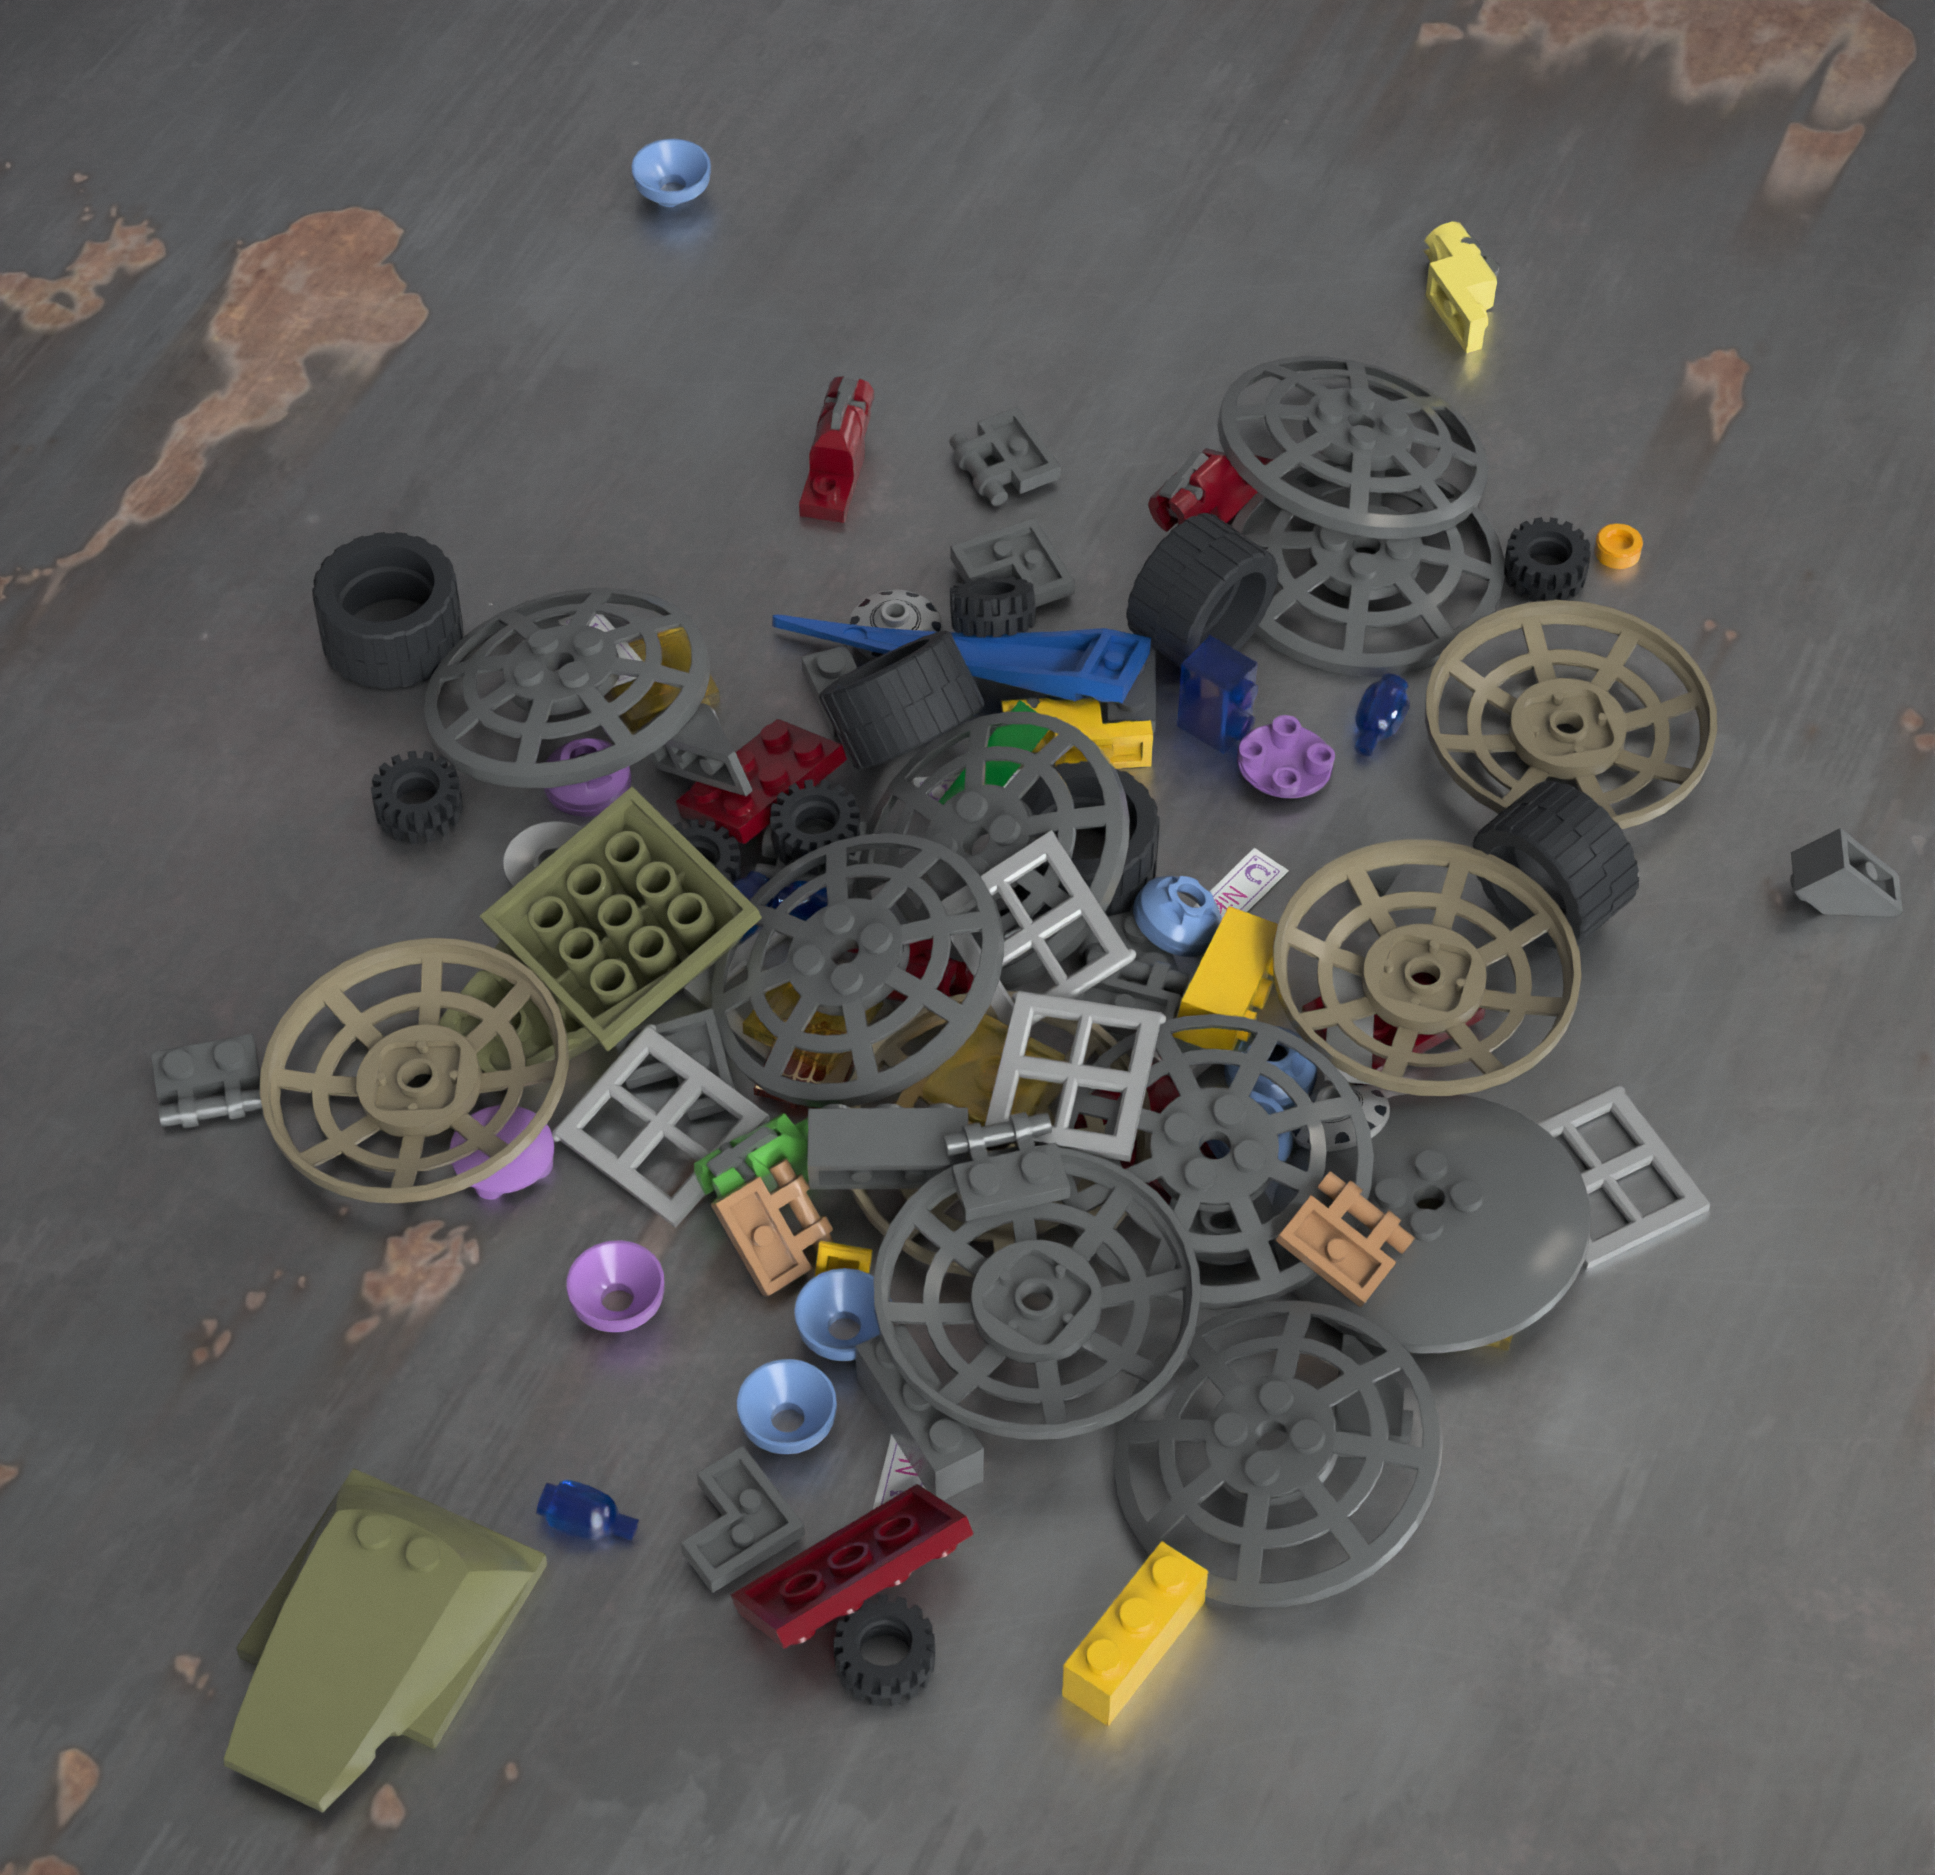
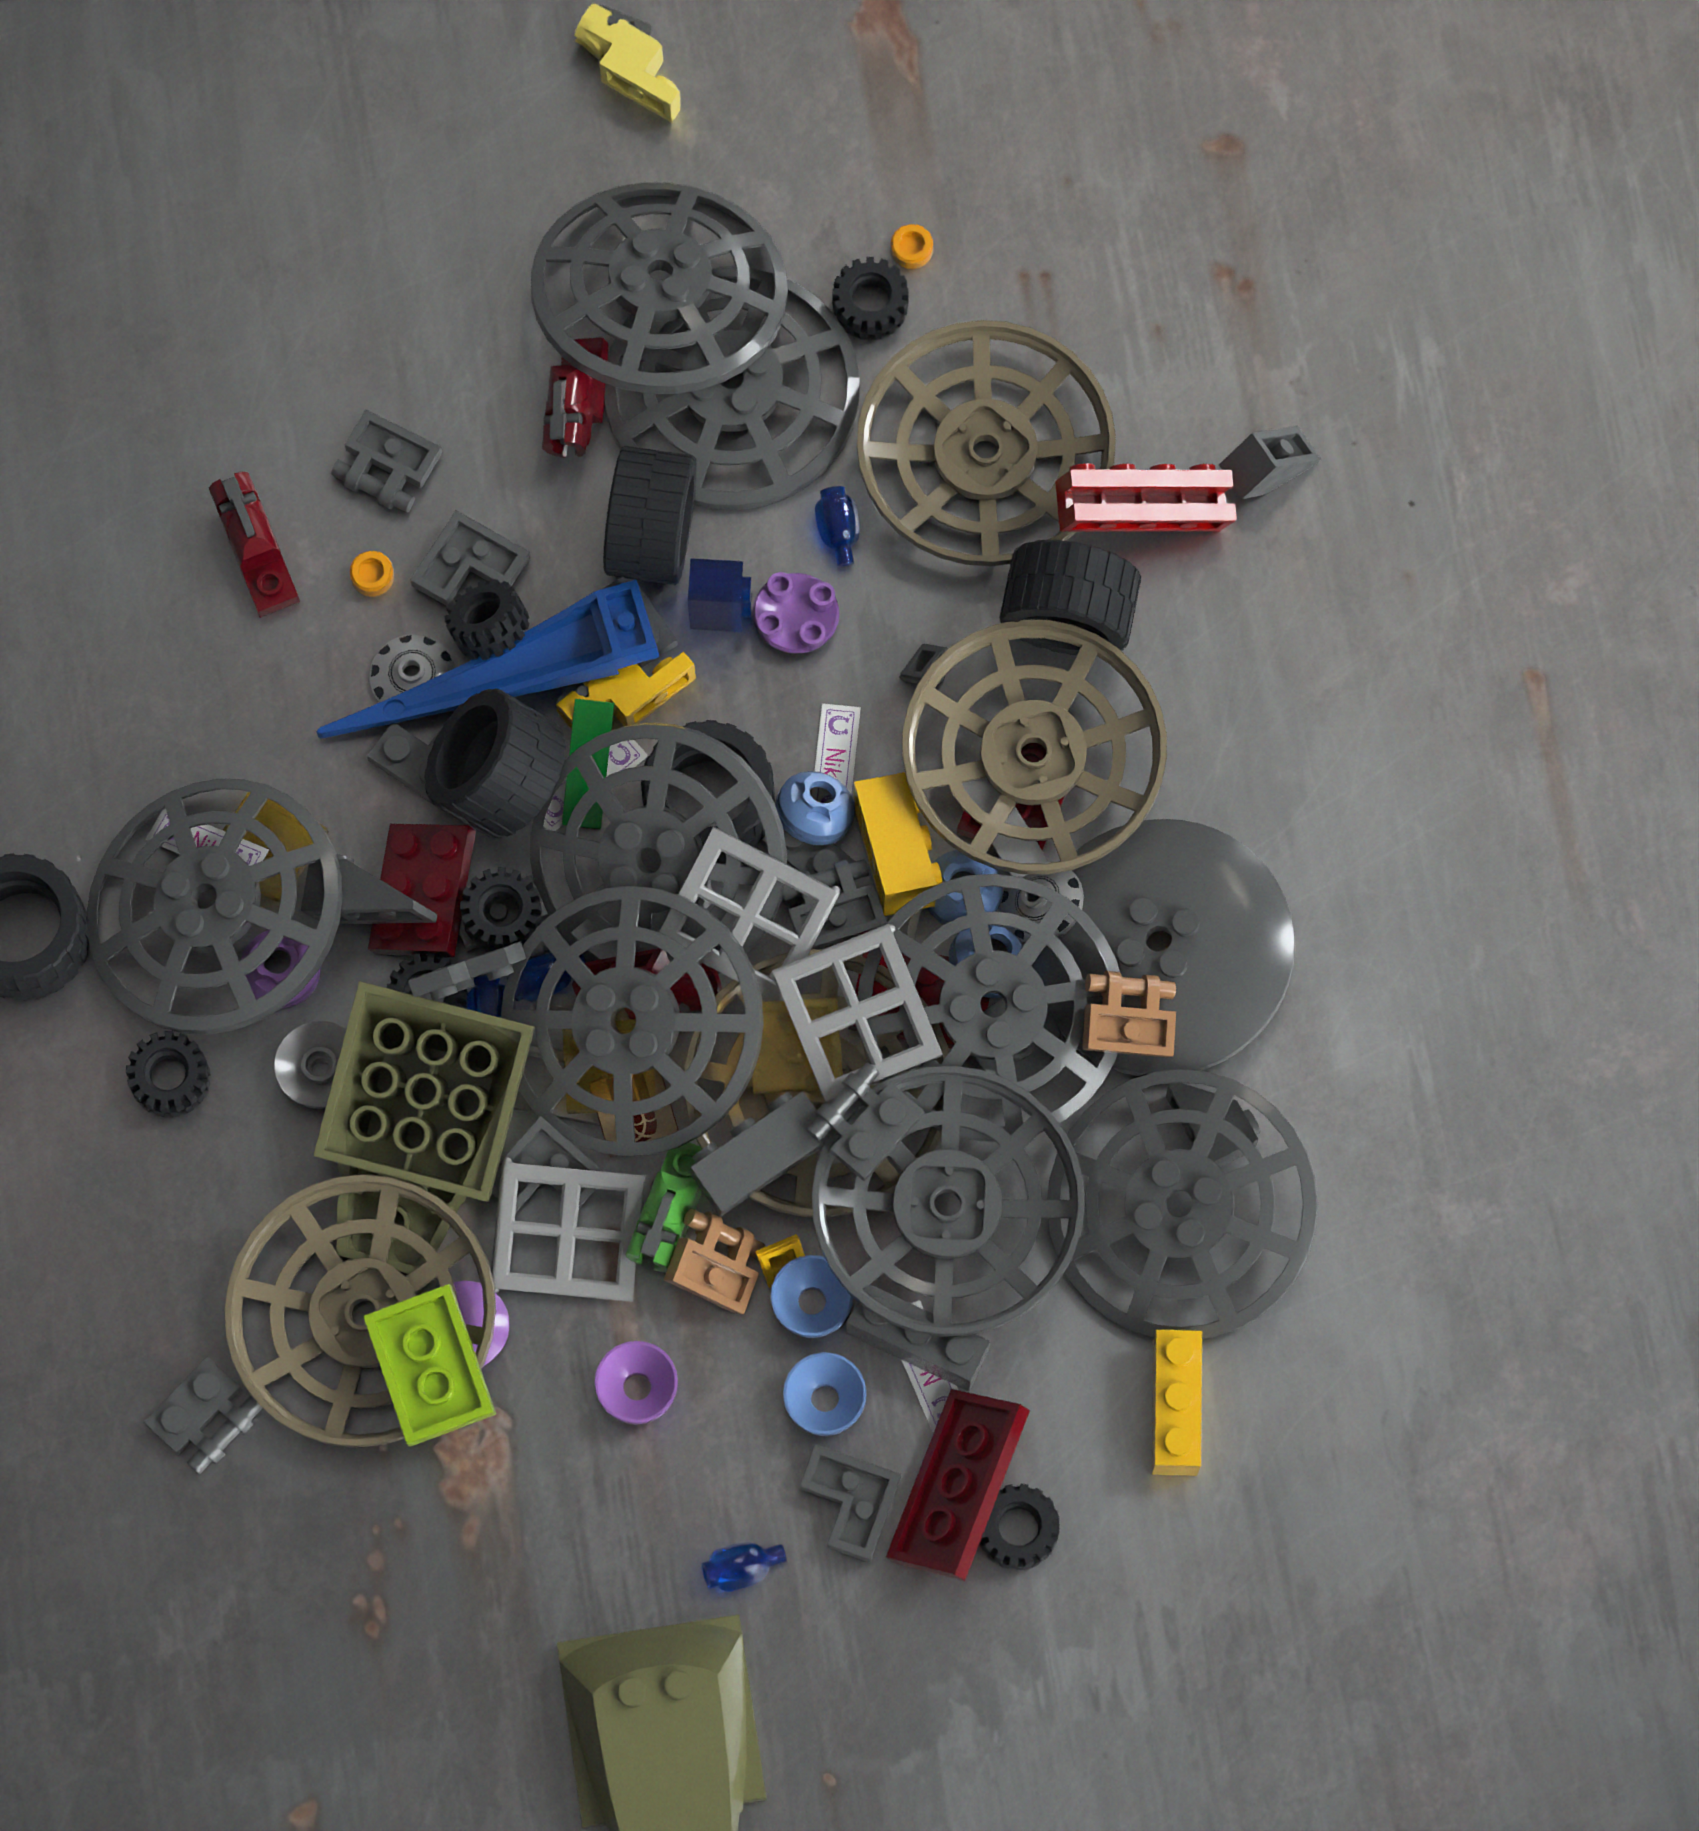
camera: 35 degrees left, 20 degrees up
(431, 1138) = (429, 1365): none -> lime plate
(735, 841) = (459, 975): none -> dark grey plate
(923, 532) = (371, 573): none -> light orange tile
(1604, 1174) = (1249, 824): light grey window -> none
(1695, 834) = (1144, 499): none -> brick

